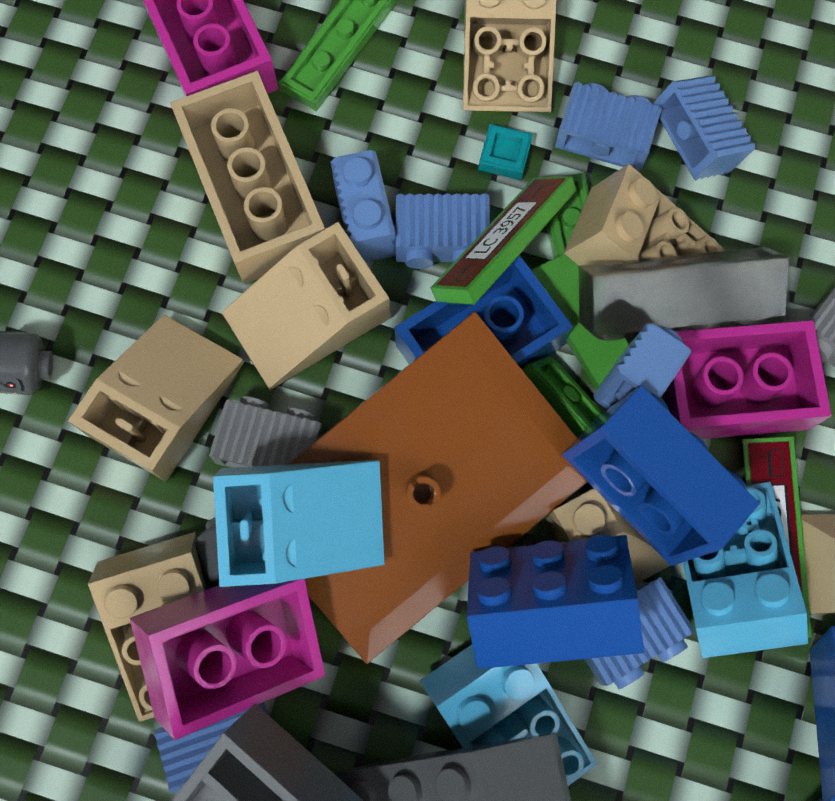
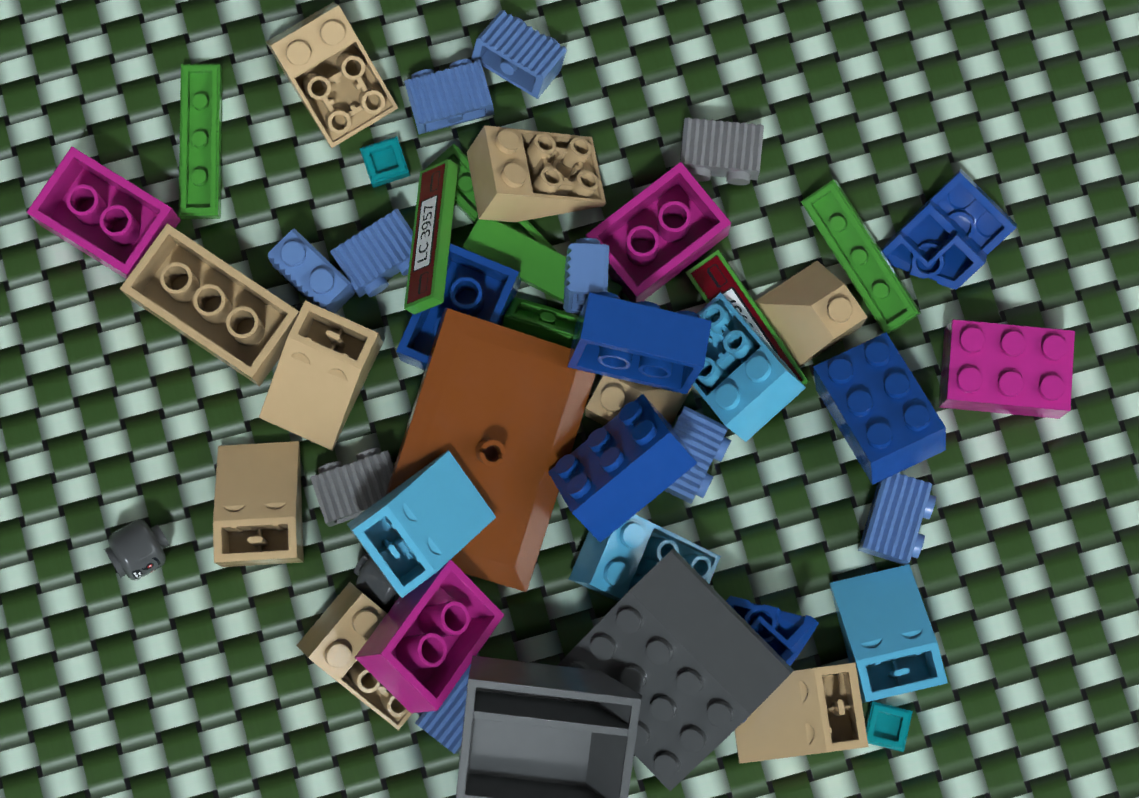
camera: 30 degrees left, 5 degrees up
(683, 291) = (578, 199): clear smoke brick -> none

